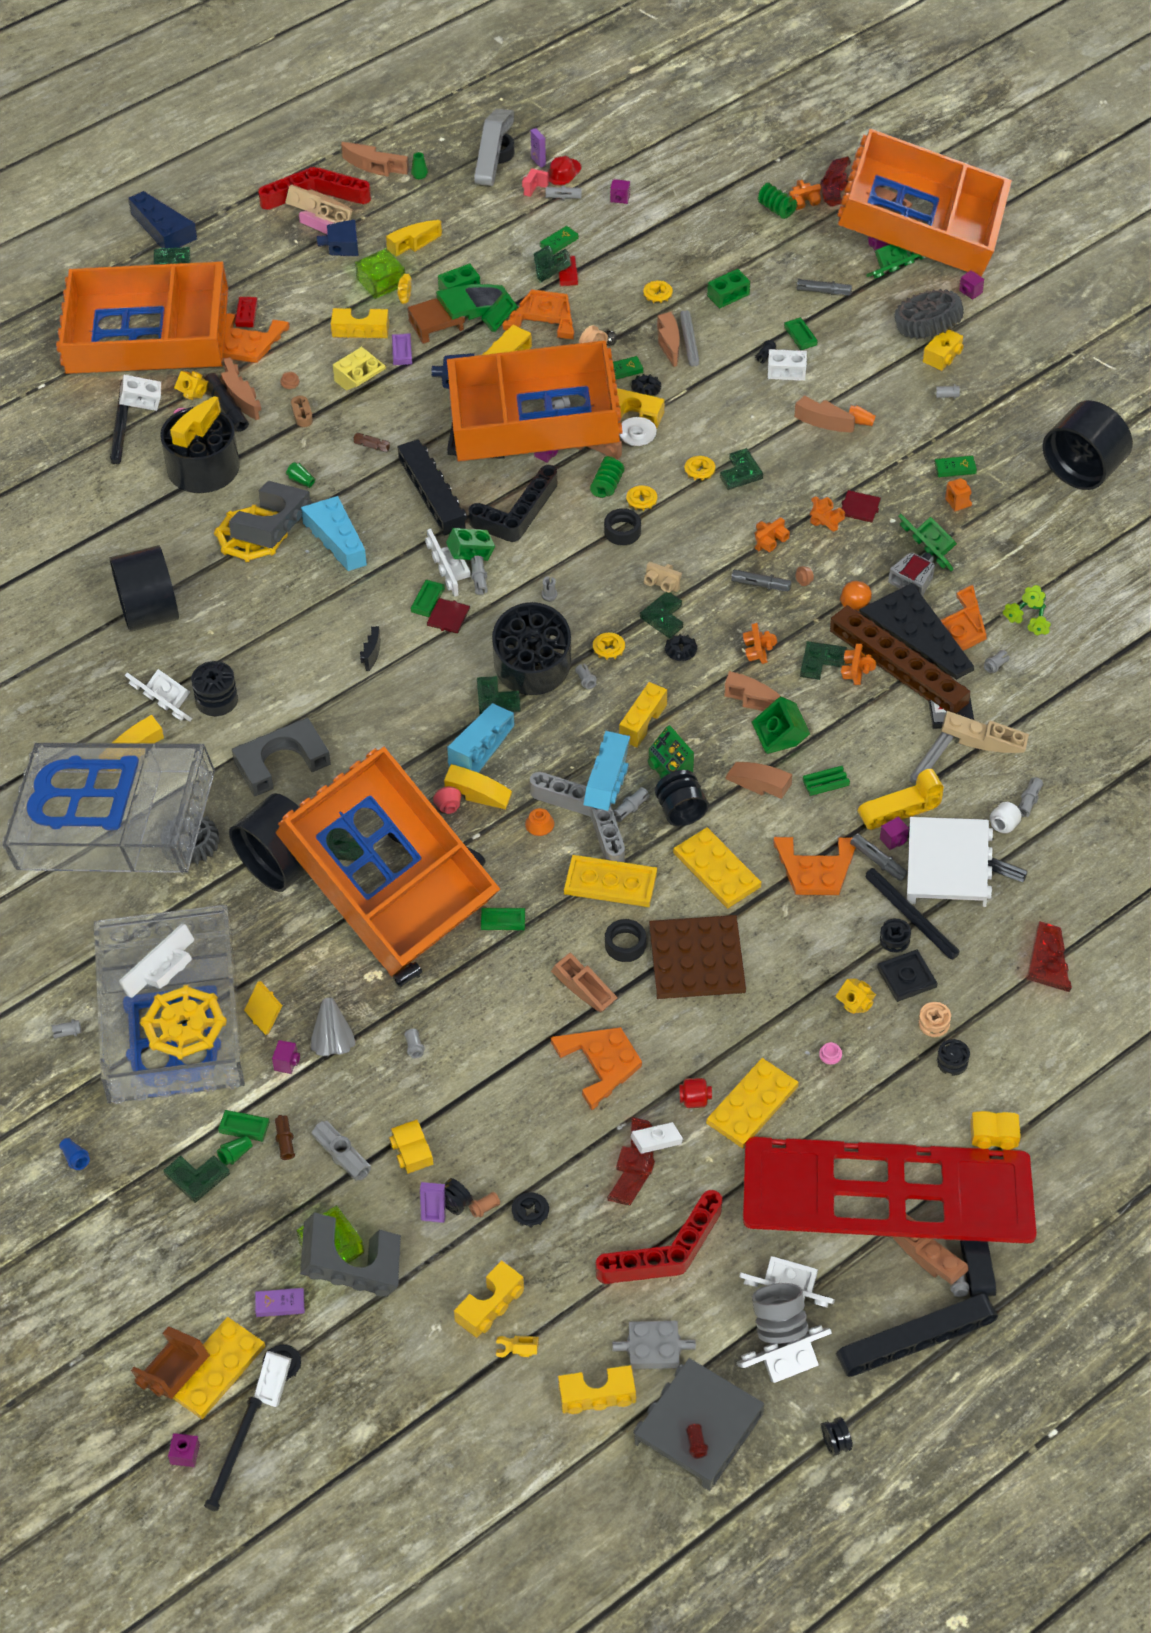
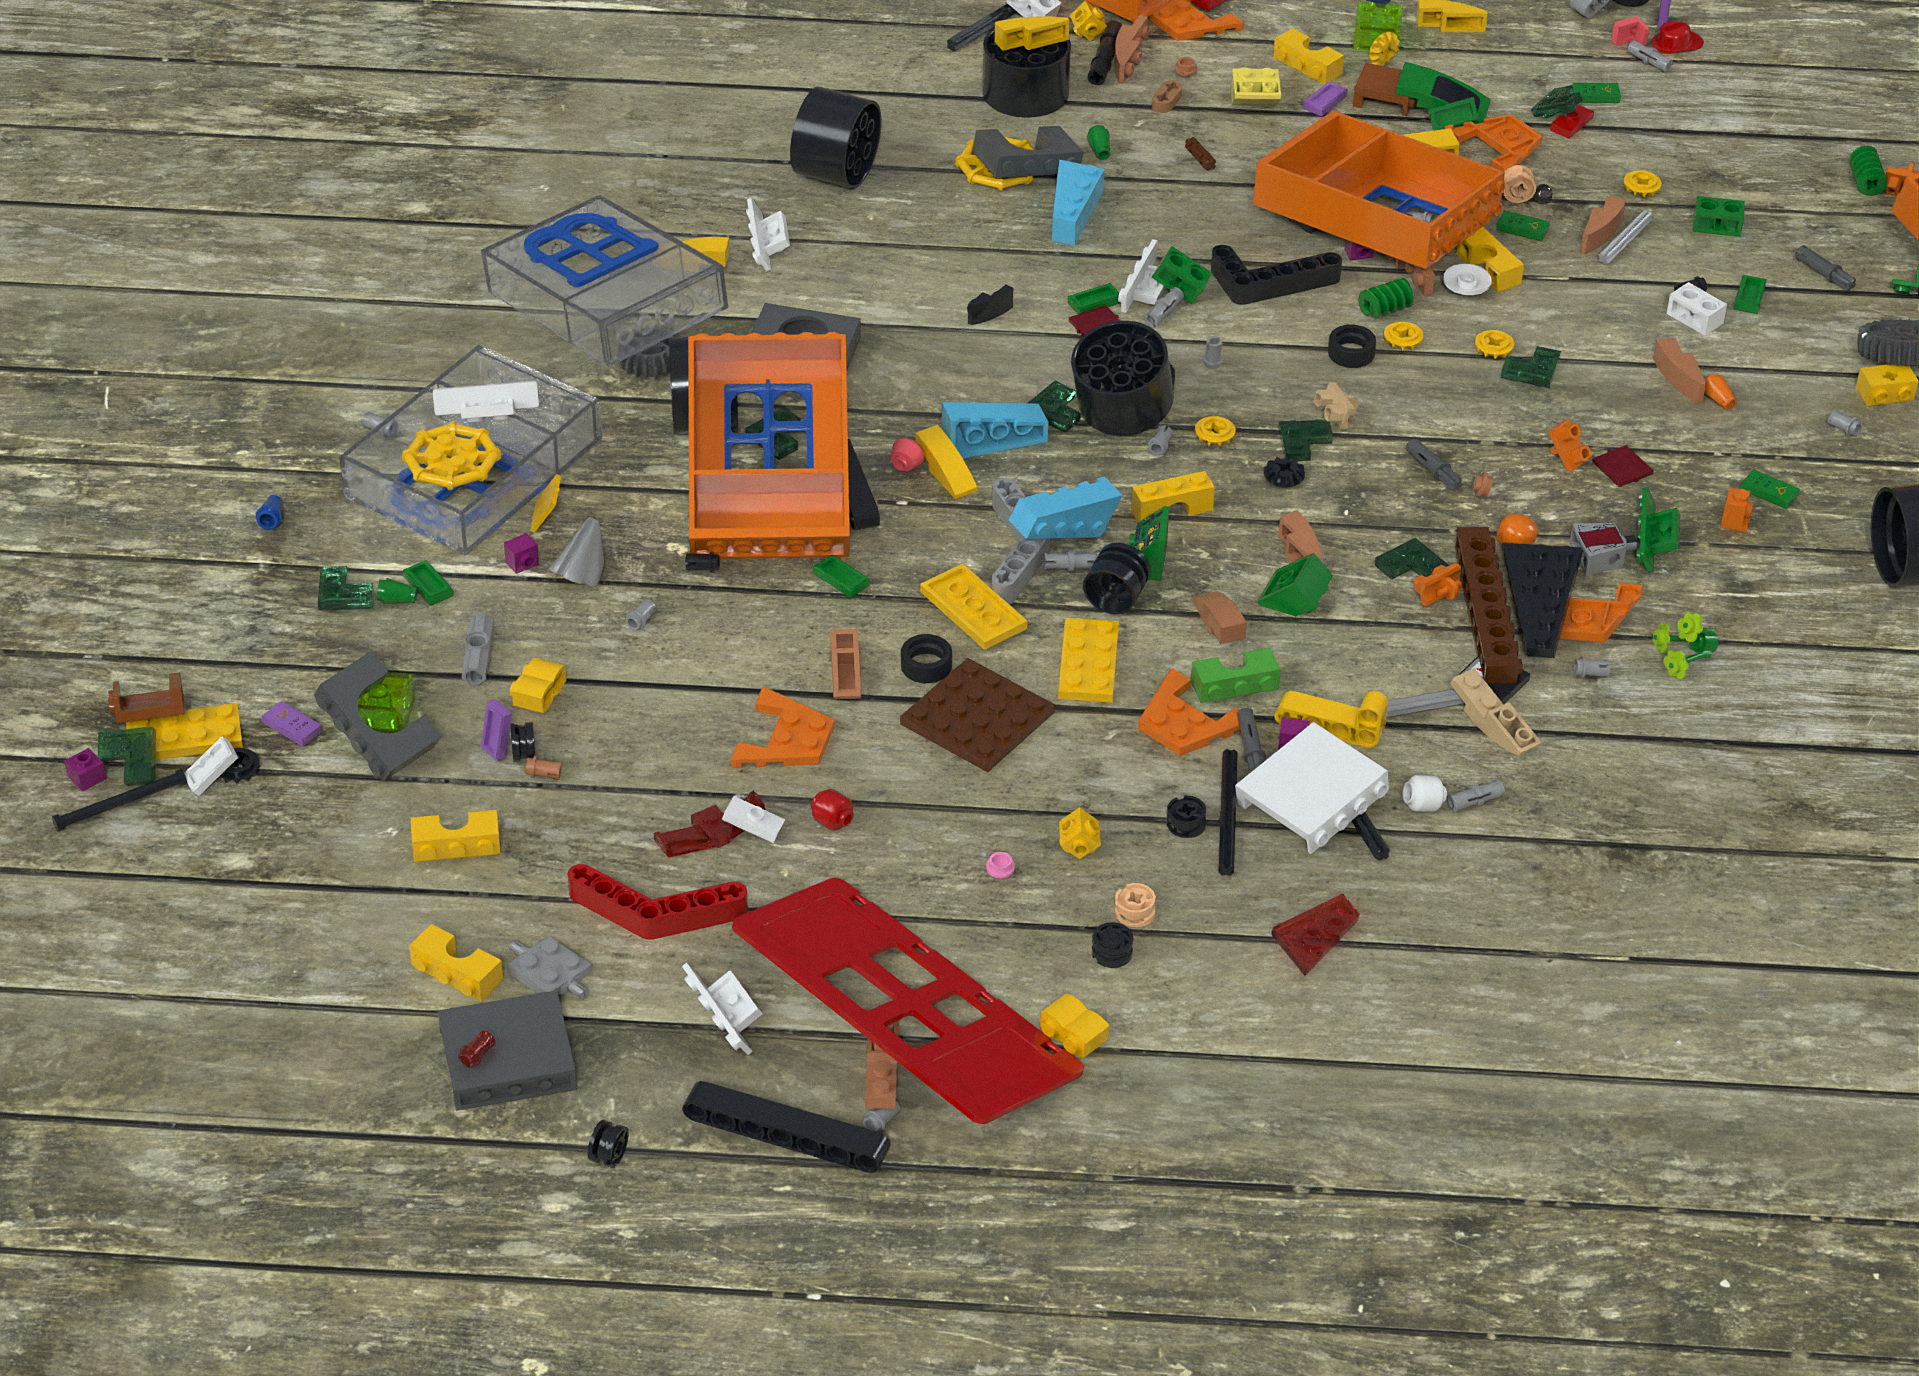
camera: 40 degrees right, 10 degrees down
(206, 1406) = (133, 746): none -> clear green plate
(214, 688) = (810, 252): black wheel -> none
(284, 1137) = (446, 611): reddish brown axle -> none
(431, 486) = (1209, 213): black brick -> none
(458, 277) = (1453, 66): green brick -> none
(522, 1345) = (438, 888): yellow plate -> none
(526, 1201) = (584, 792): black gear -> none
(539, 822) = (969, 523): orange cone -> none
(620, 191) = (1709, 82): magenta plate -> none
(651, 389) = (1522, 250): black gear -> none
(752, 1102) = (879, 854): yellow plate -> none
(761, 642) = (1363, 510): orange hips -> none
(768, 533) = (1491, 433): orange hips -> none
(780, 1313) = (673, 1017): light grey wheel -> none
(788, 1357) = (650, 1061): white bracket -> none
(809, 828) = (1217, 682): none -> bright green arch
(825, 777) = (1290, 658): green tile -> none
(907, 975) = (1158, 856): black tile -> none
(980, 1269) = (913, 1117): black beam -> none

